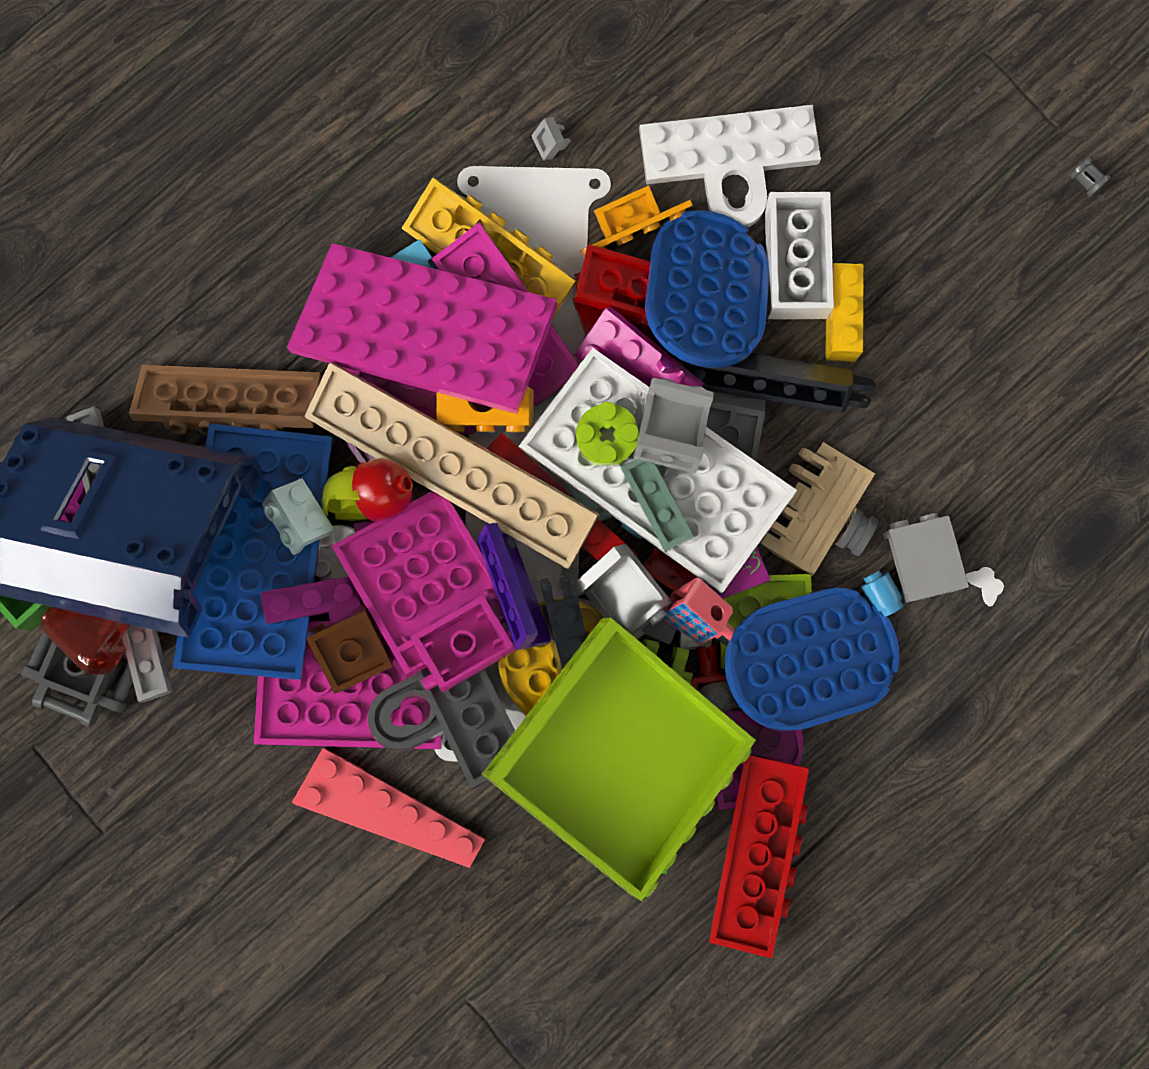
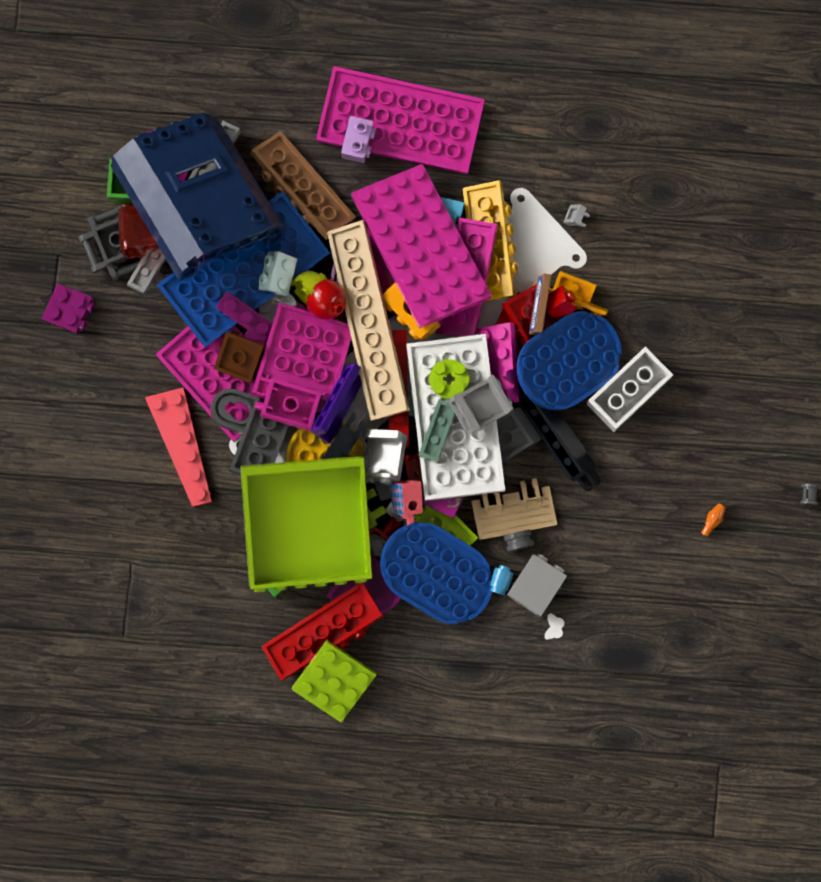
camera: 45 degrees right, 0 degrees up
(104, 795) = (68, 309): none -> magenta plate
(234, 287) = (357, 139): none -> lavender brick
(260, 226) = (409, 119): none -> dark pink plate
(616, 258) = (540, 304): none -> medium nougat tile
(634, 235) = (561, 303): none -> red brick
(731, 146) = (656, 304): white plate -> none
(829, 896) = (333, 681): none -> lime plate
(845, 321) = (623, 437): yellow brick -> none
(1024, 300) = (713, 519): none -> orange piece

